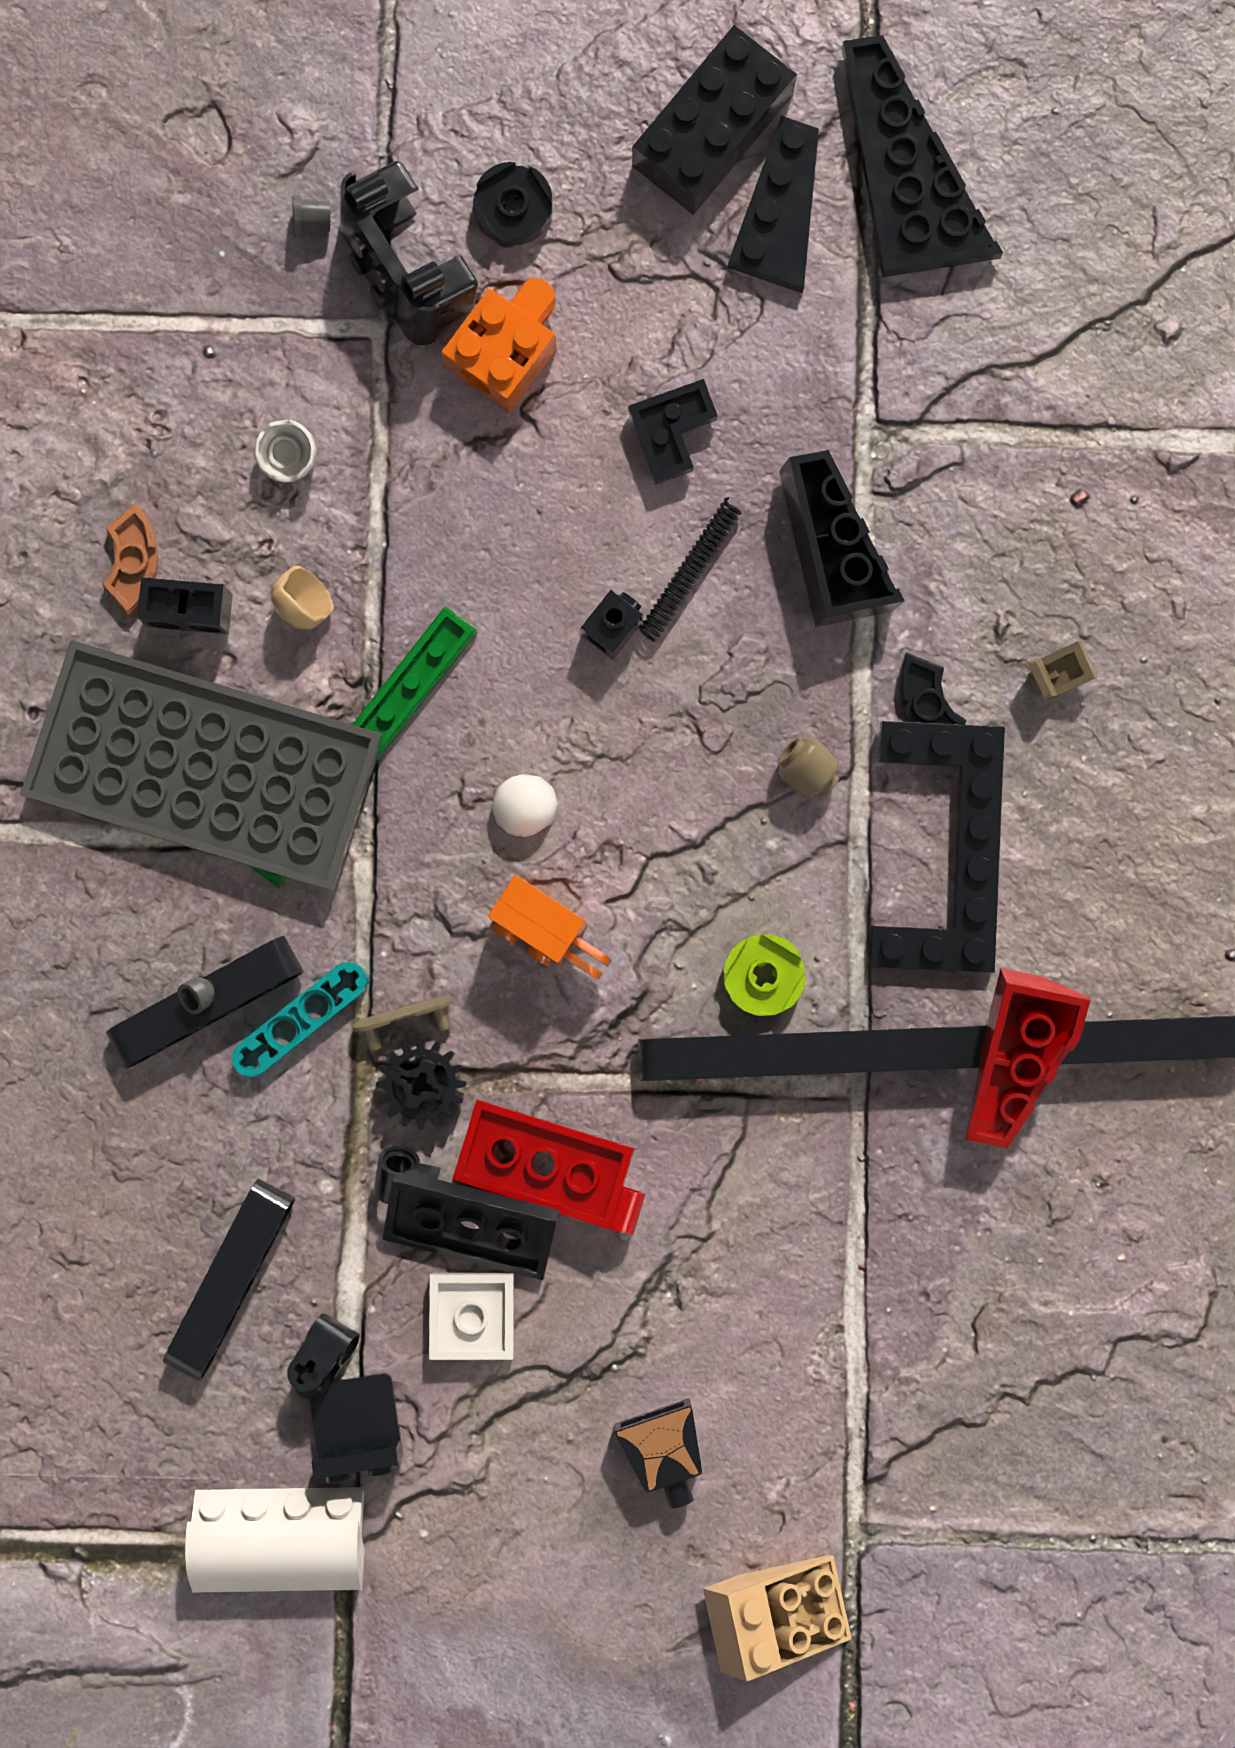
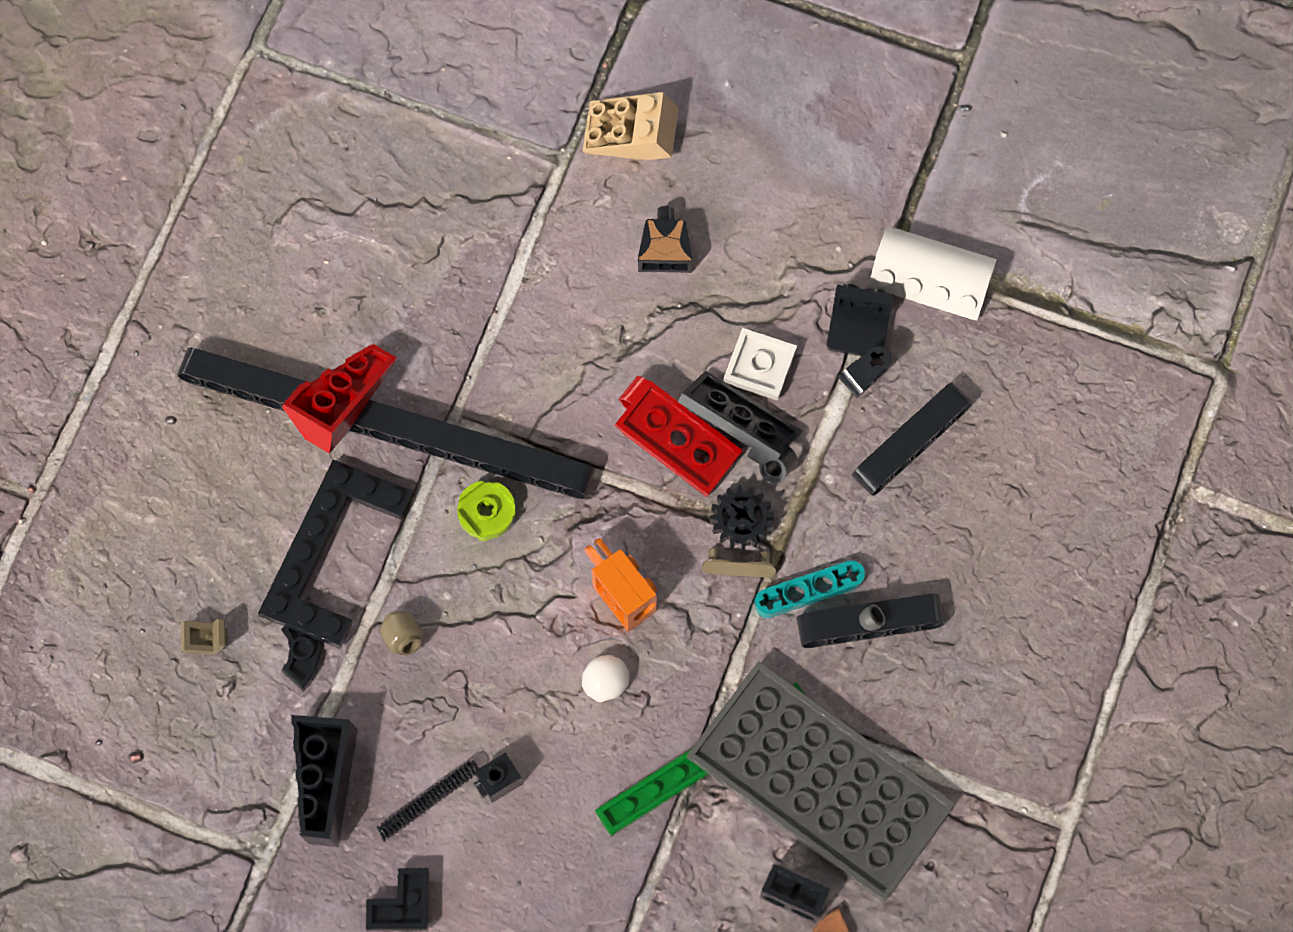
camera: 160 degrees left, 15 degrees down
(301, 599) = (710, 871): tan hair -> none

